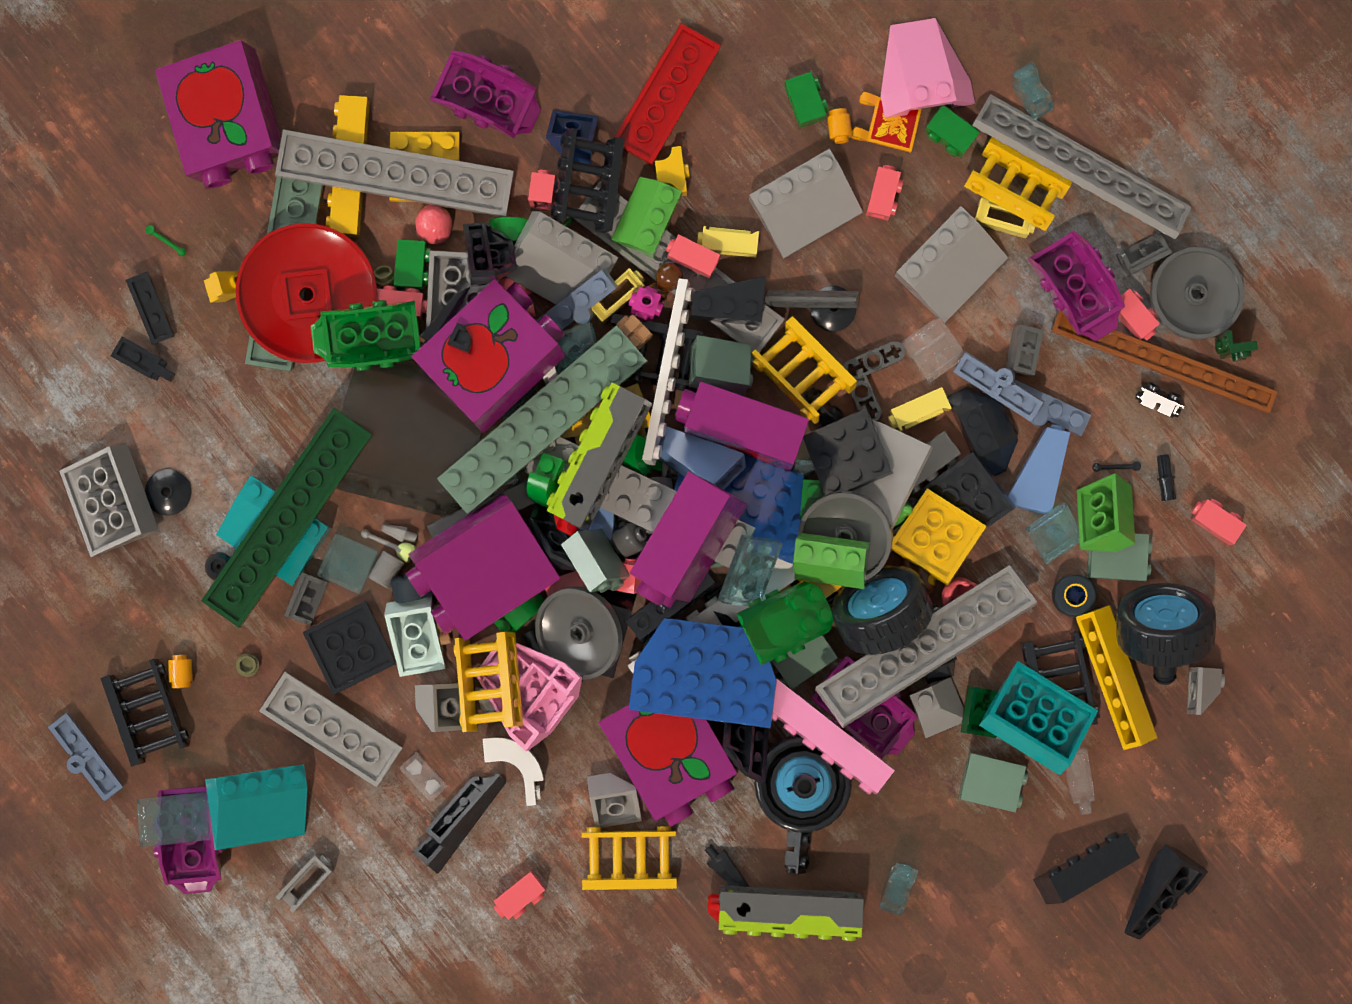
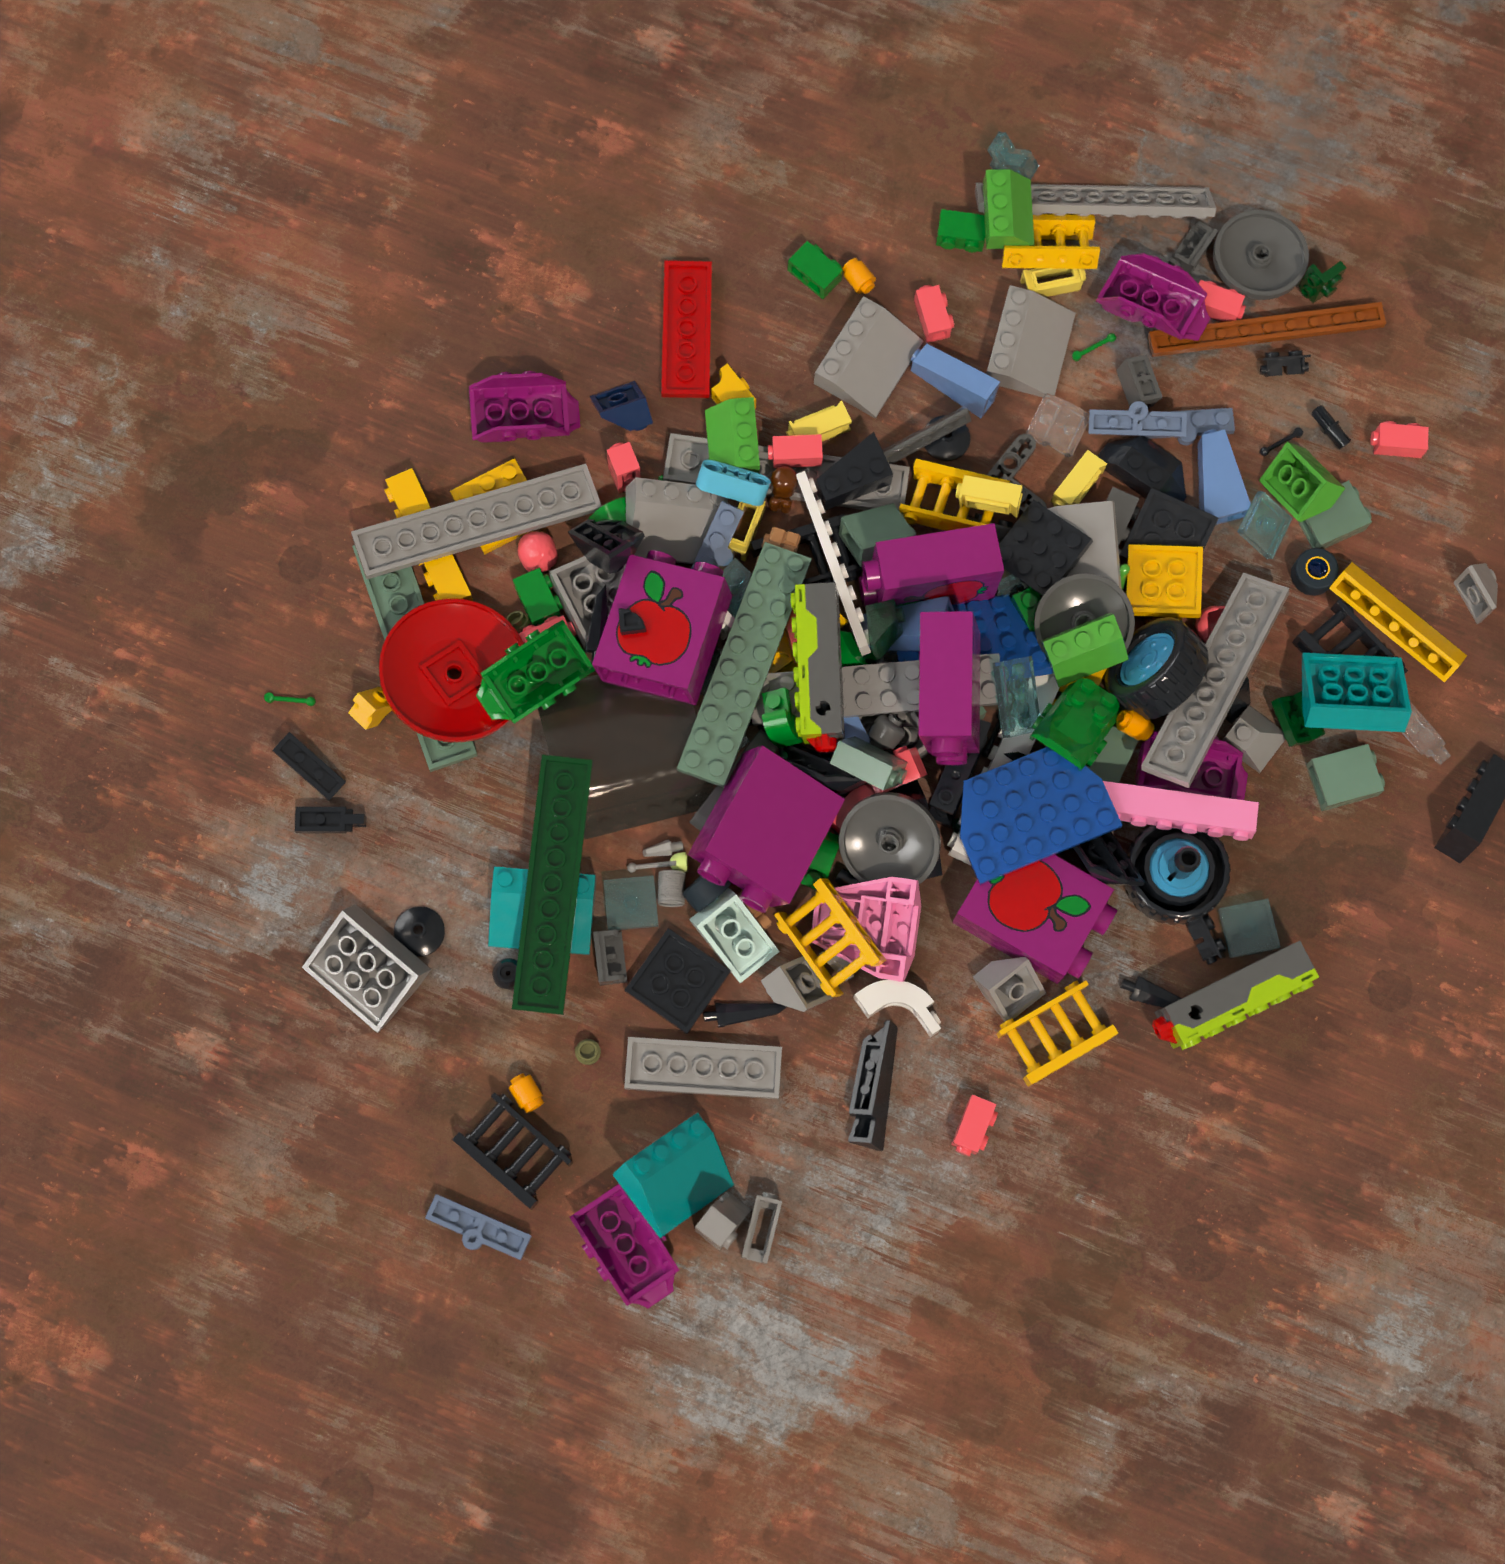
camera: 35 degrees left, 10 degrees down
(173, 819) = (603, 1231): clear light blue plate -> none
(220, 113) = (282, 551): magenta brick -> none
(270, 863) = (722, 1221): none -> light grey wedge
(380, 698) = (740, 1012): none -> black bar
(423, 777) = (817, 1064): clear piece -> none
(608, 173) = (676, 418): black fence -> none
(622, 257) = (733, 482): none -> medium azure beam
(642, 311) = (777, 514): dark pink brick -> none
(674, 451) = (884, 625): none -> clear green slope
(830, 385) = (989, 495): none -> light yellow window
(837, 646) = (1134, 725): none -> light orange brick
(837, 861) = (1249, 928): none -> clear light blue plate
(867, 262) = (955, 379): none -> medium blue slope
(889, 132) = (903, 253): flag -> none
(898, 888) = (1319, 919): clear light blue brick -> none
(922, 70) = (902, 194): bright pink wedge -> none
(986, 296) = (1076, 356): none -> green hinge
(995, 140) = (1007, 209): none -> bright green slope
(1166, 627) = (1418, 549): black wheel -> none

